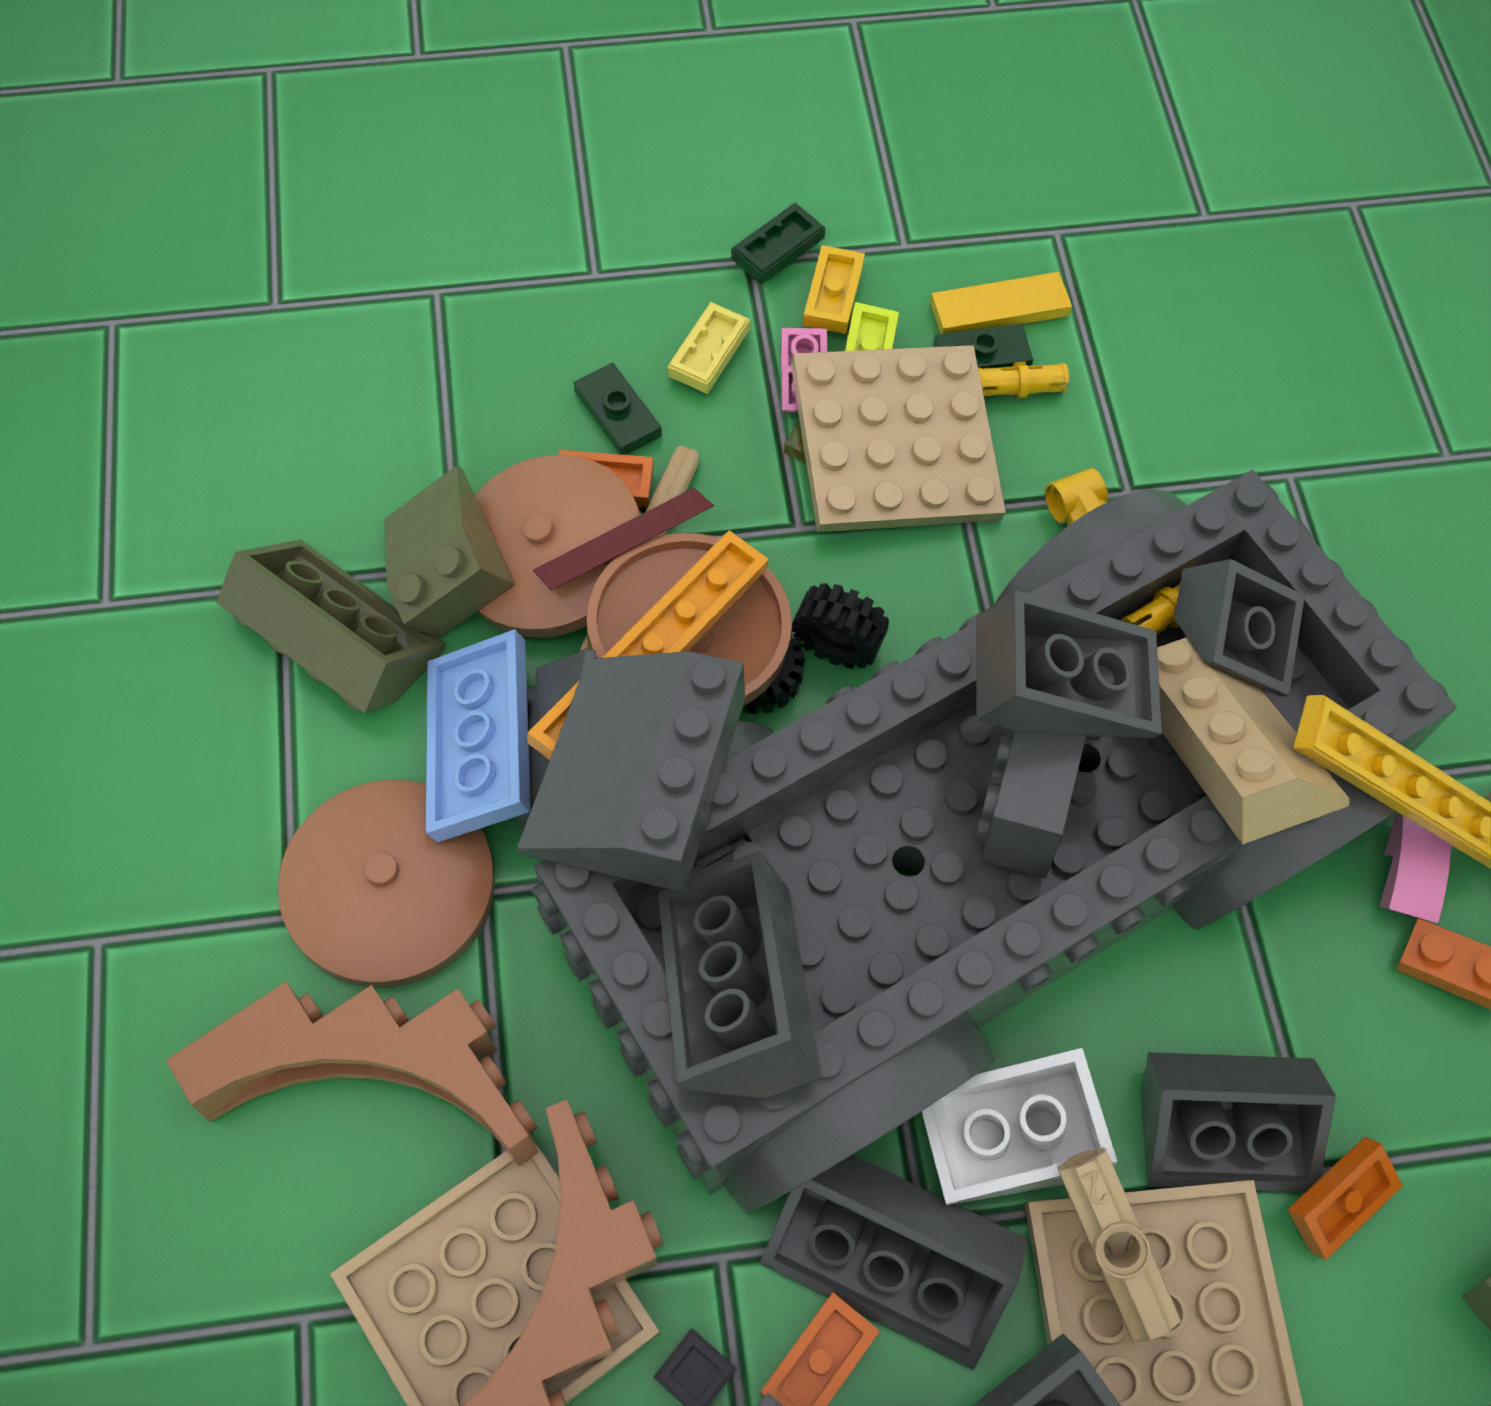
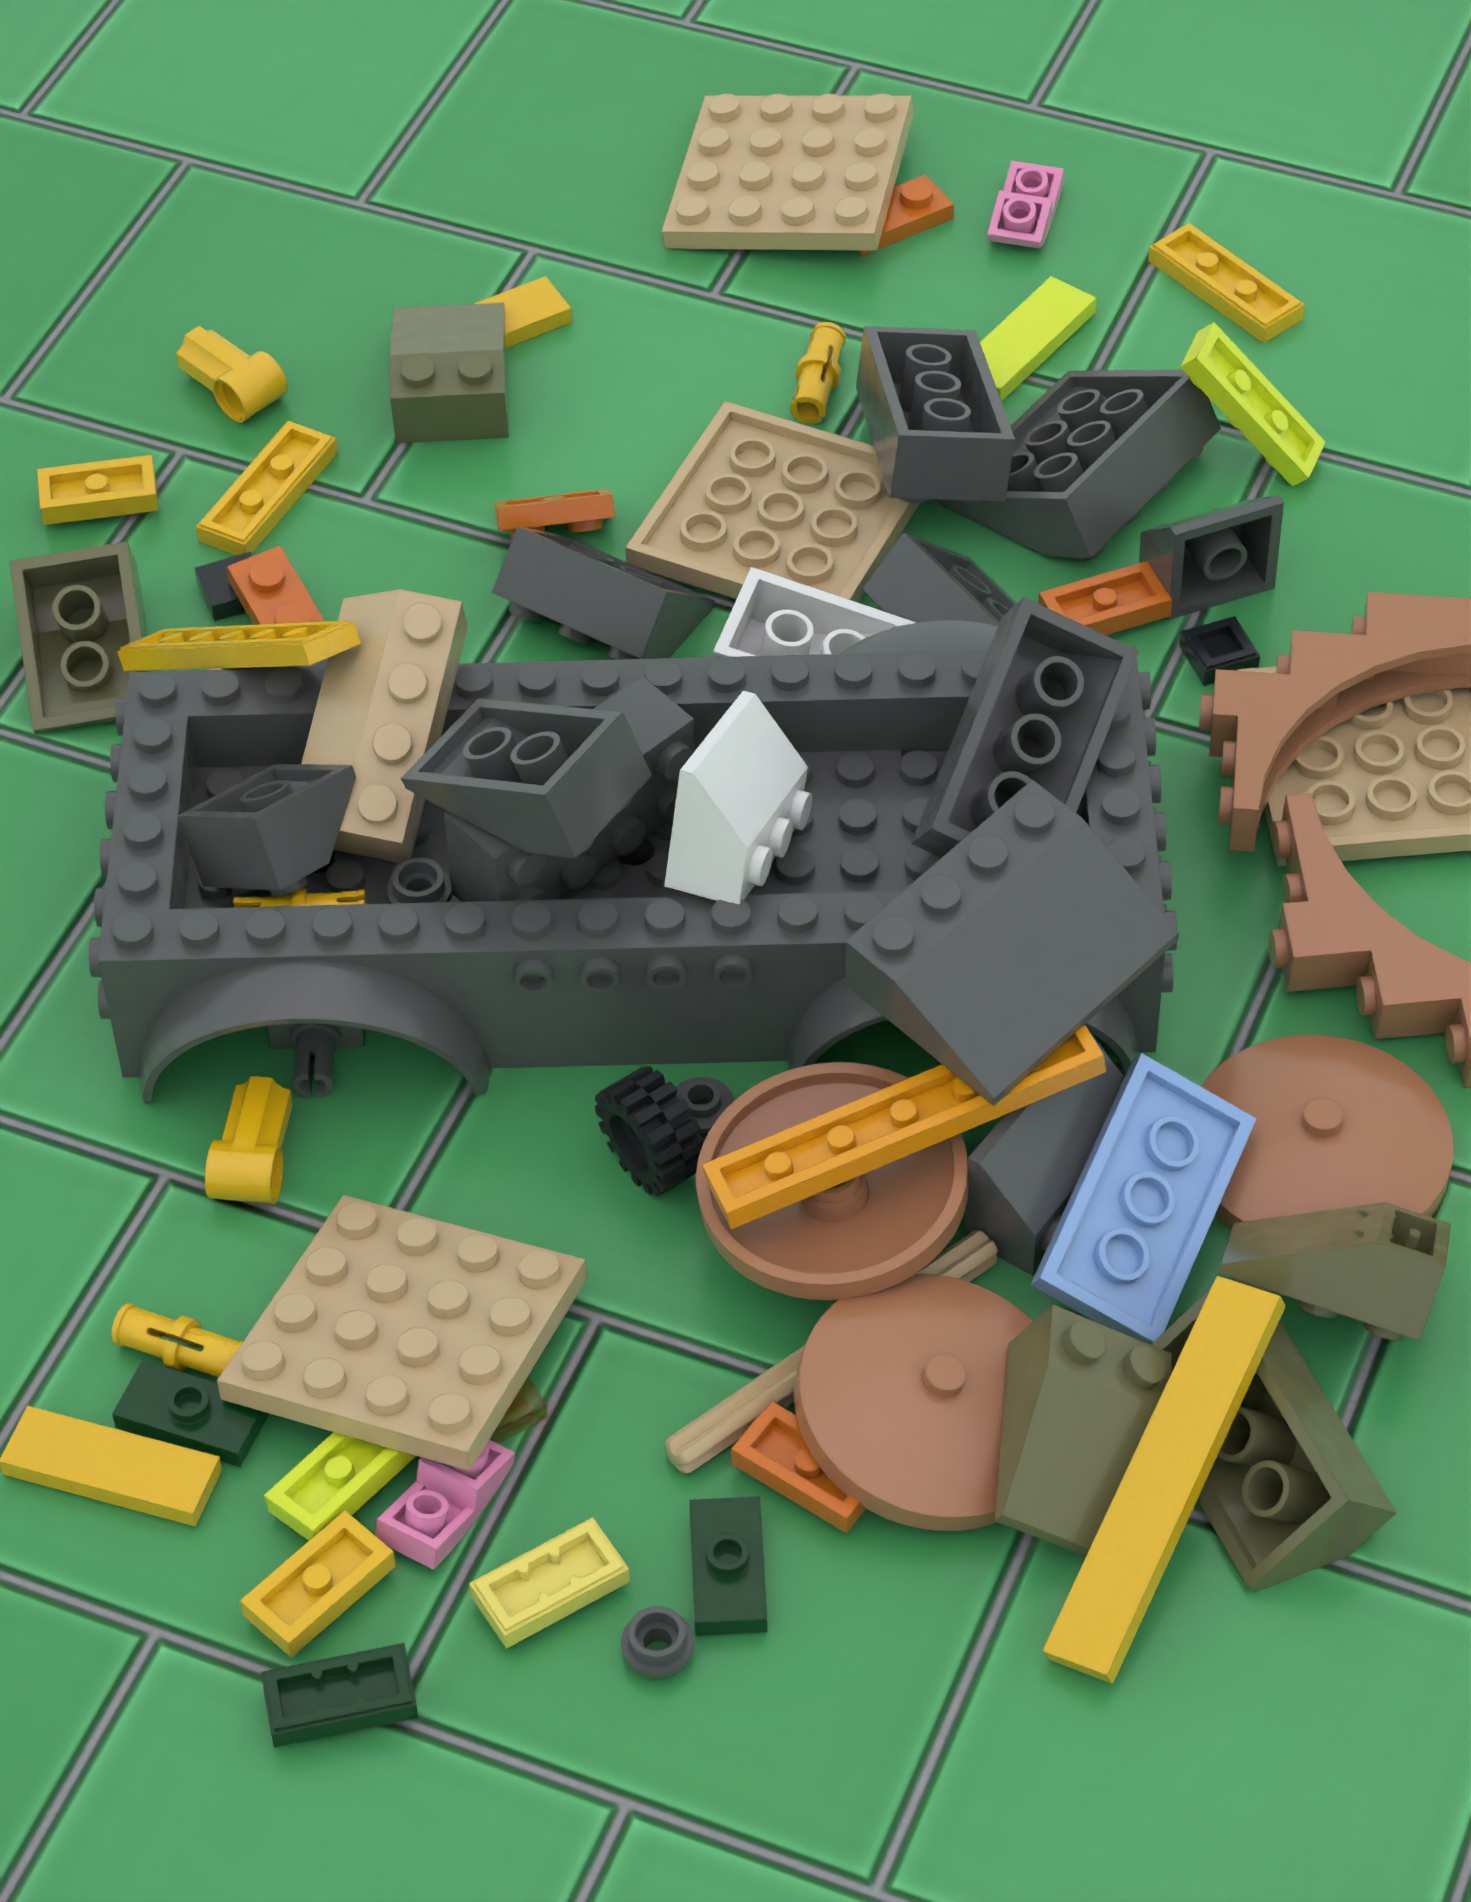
camera: 145 degrees left, 15 degrees down
(317, 744) = (1348, 1261): none -> olive slope
(366, 546) = (1164, 1480): none -> yellow tile
(622, 538) = (847, 1303): dark red sticker -> none
(625, 337) = (655, 1625): none -> dark grey plate
(827, 675) = (705, 1091): none -> dark grey plate
(917, 794) = (736, 805): none -> white slope
(1134, 1274) = (796, 522): tan piece -> none

